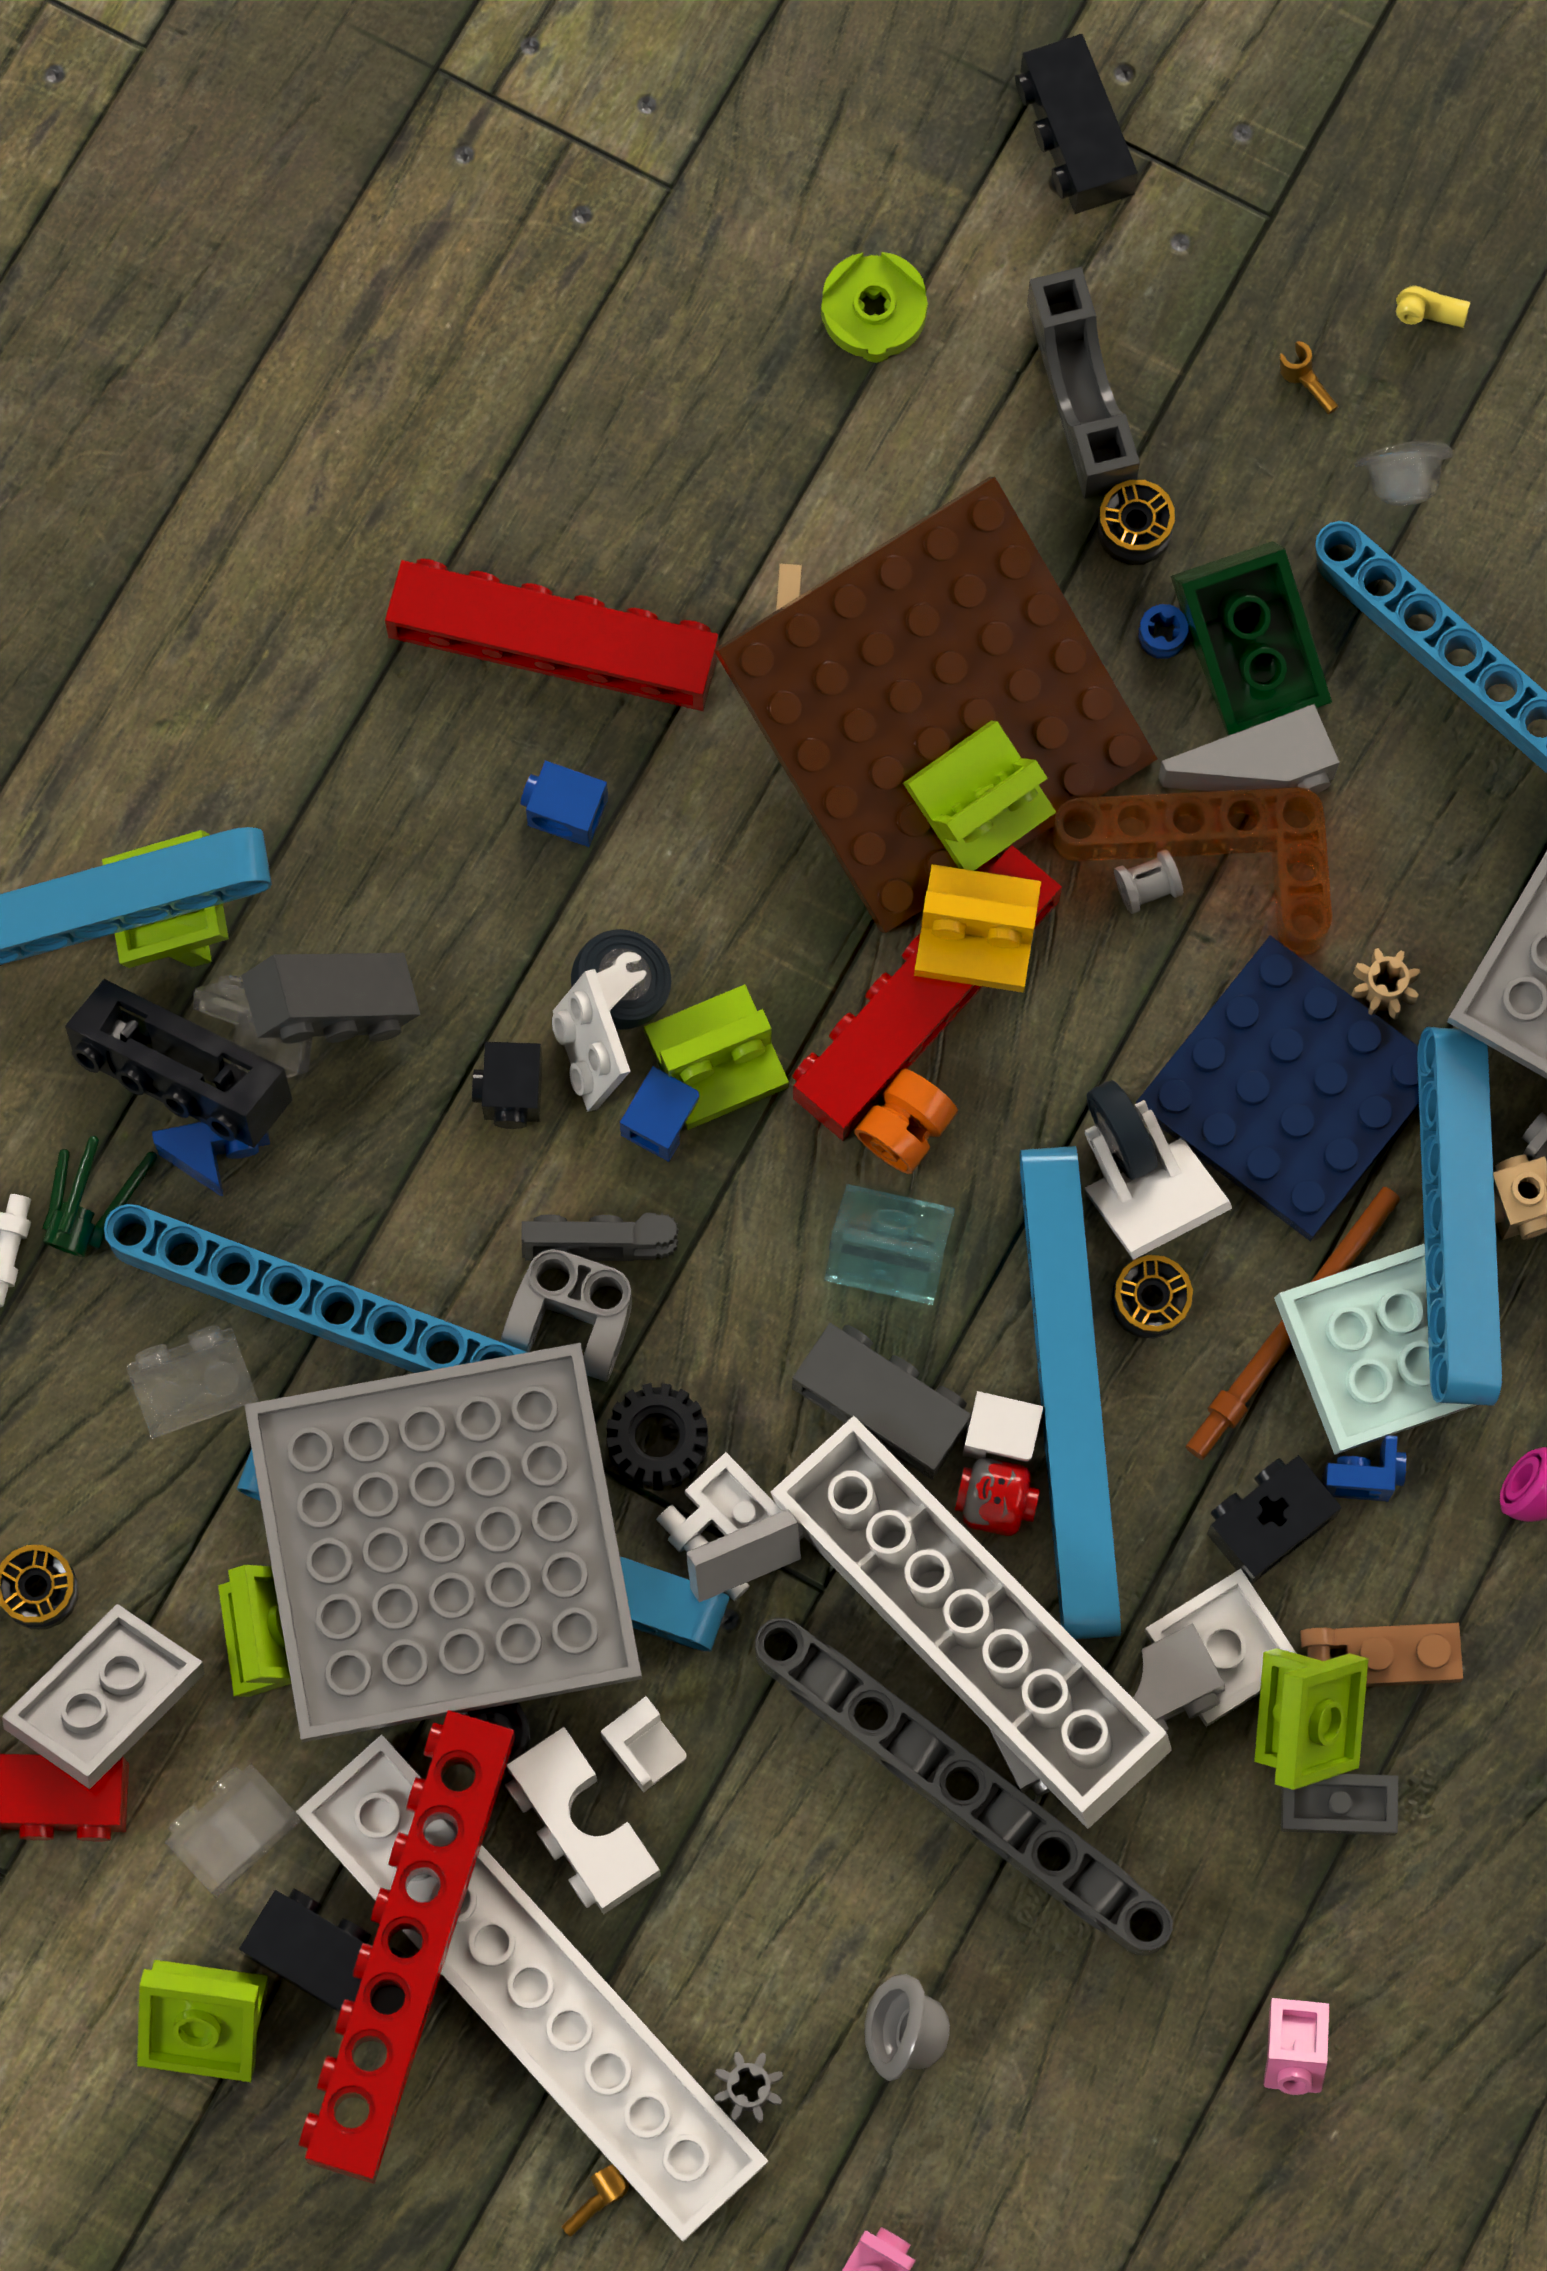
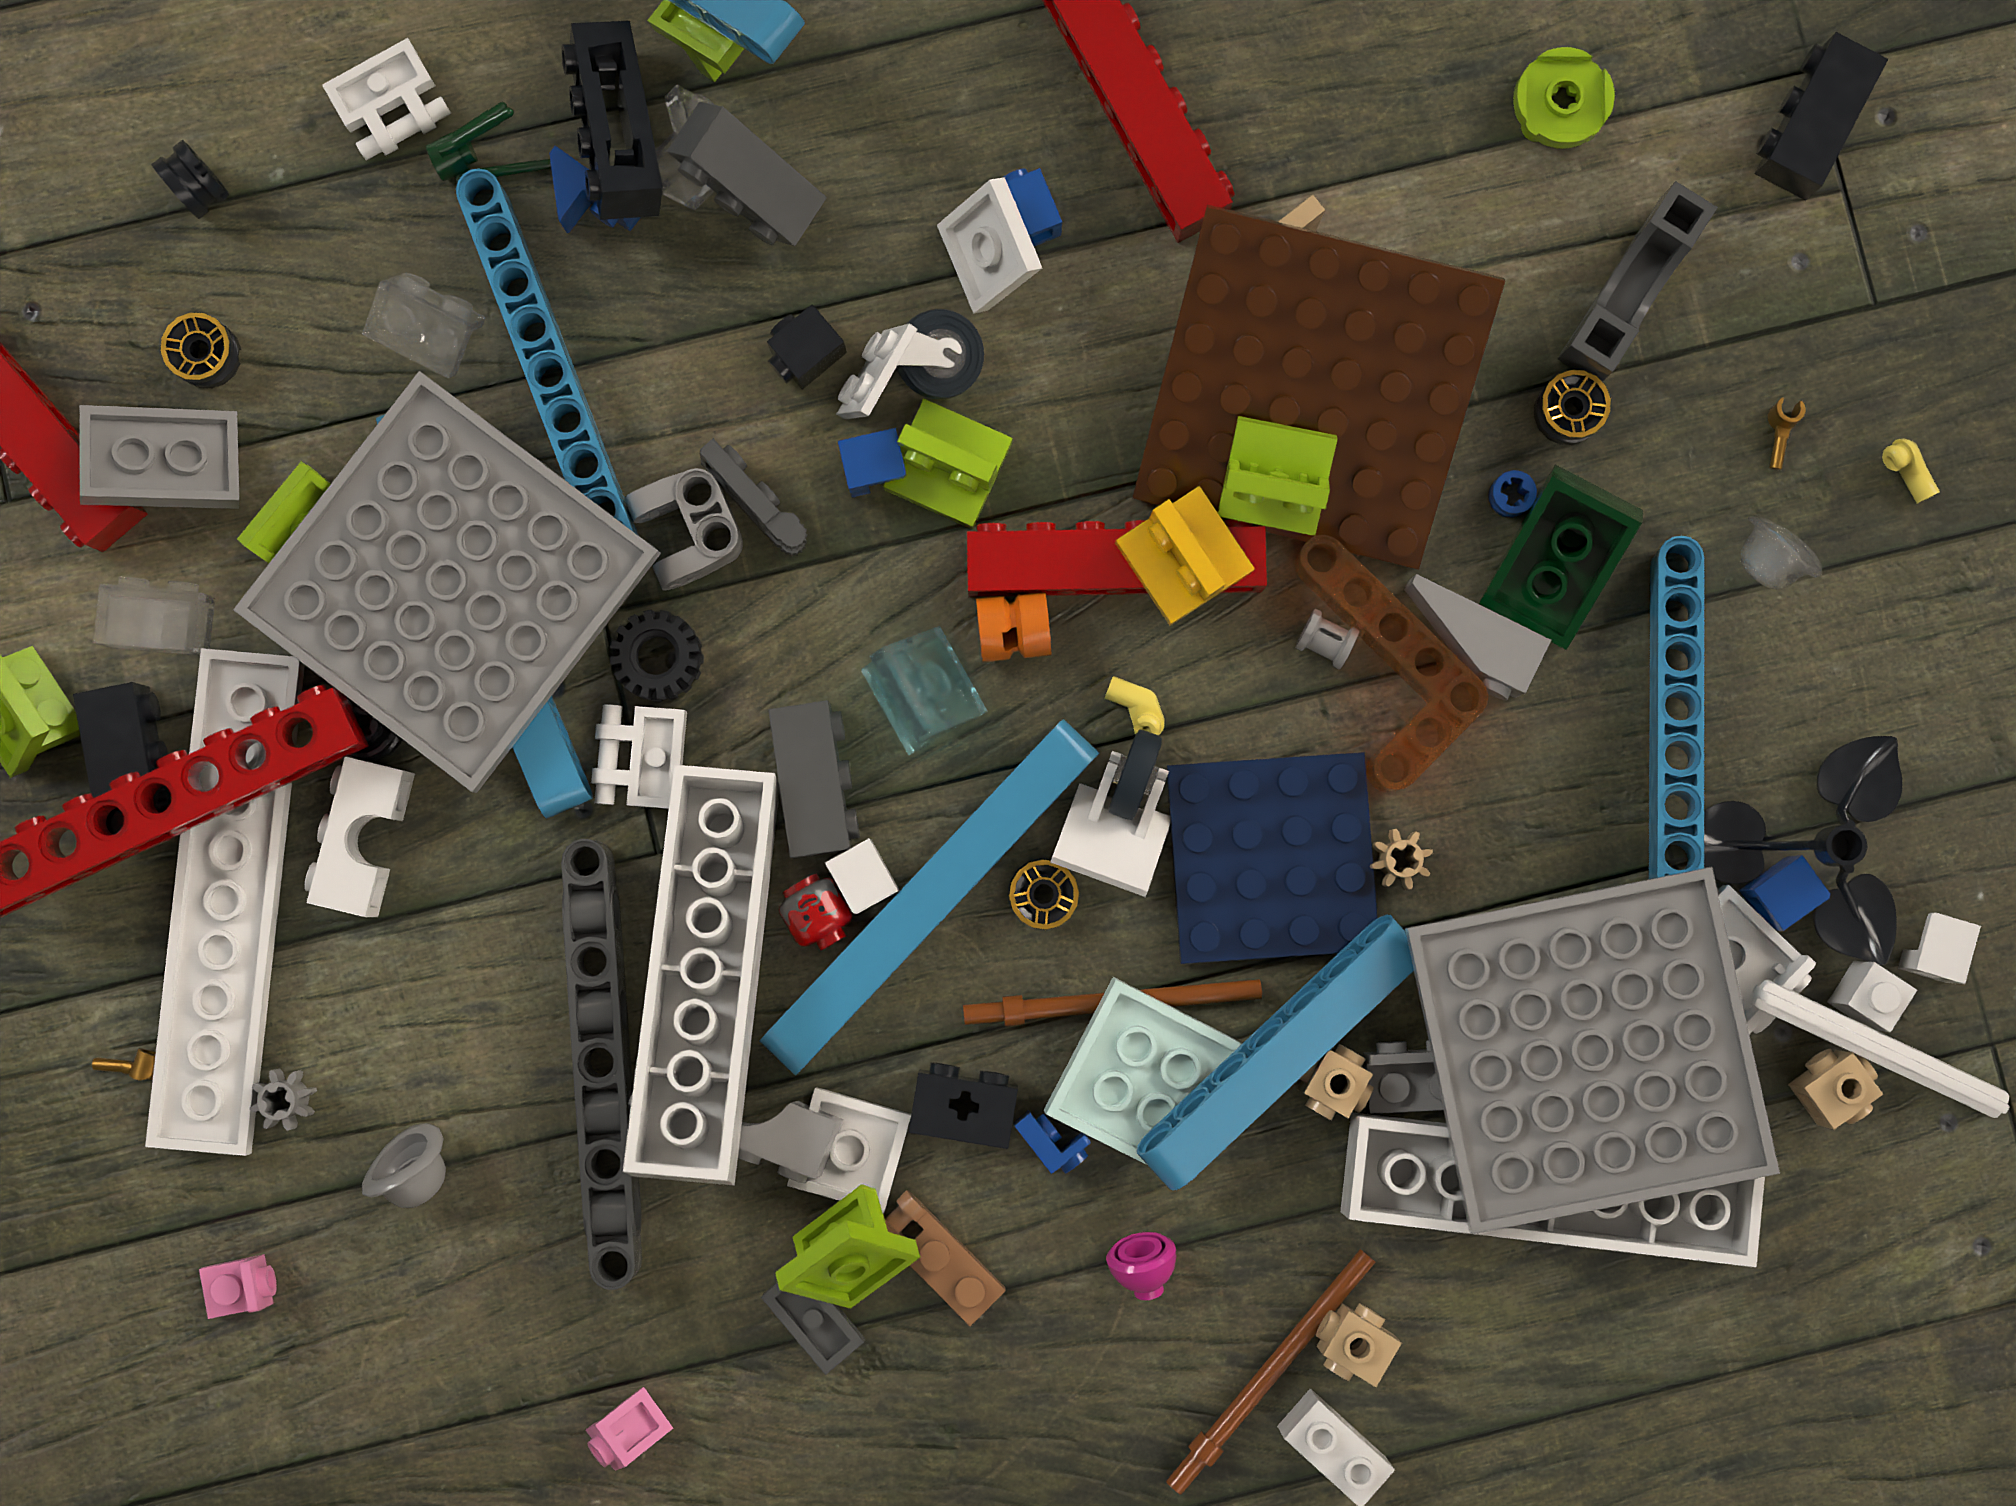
camera: 45 degrees right, 10 degrees up
(570, 858) = (989, 245): none -> white plate
(643, 1744) = (445, 831): white panel -> none
(743, 1555) = (616, 785): light grey tile -> none
(1063, 1078) = (1141, 704): none -> light yellow arm

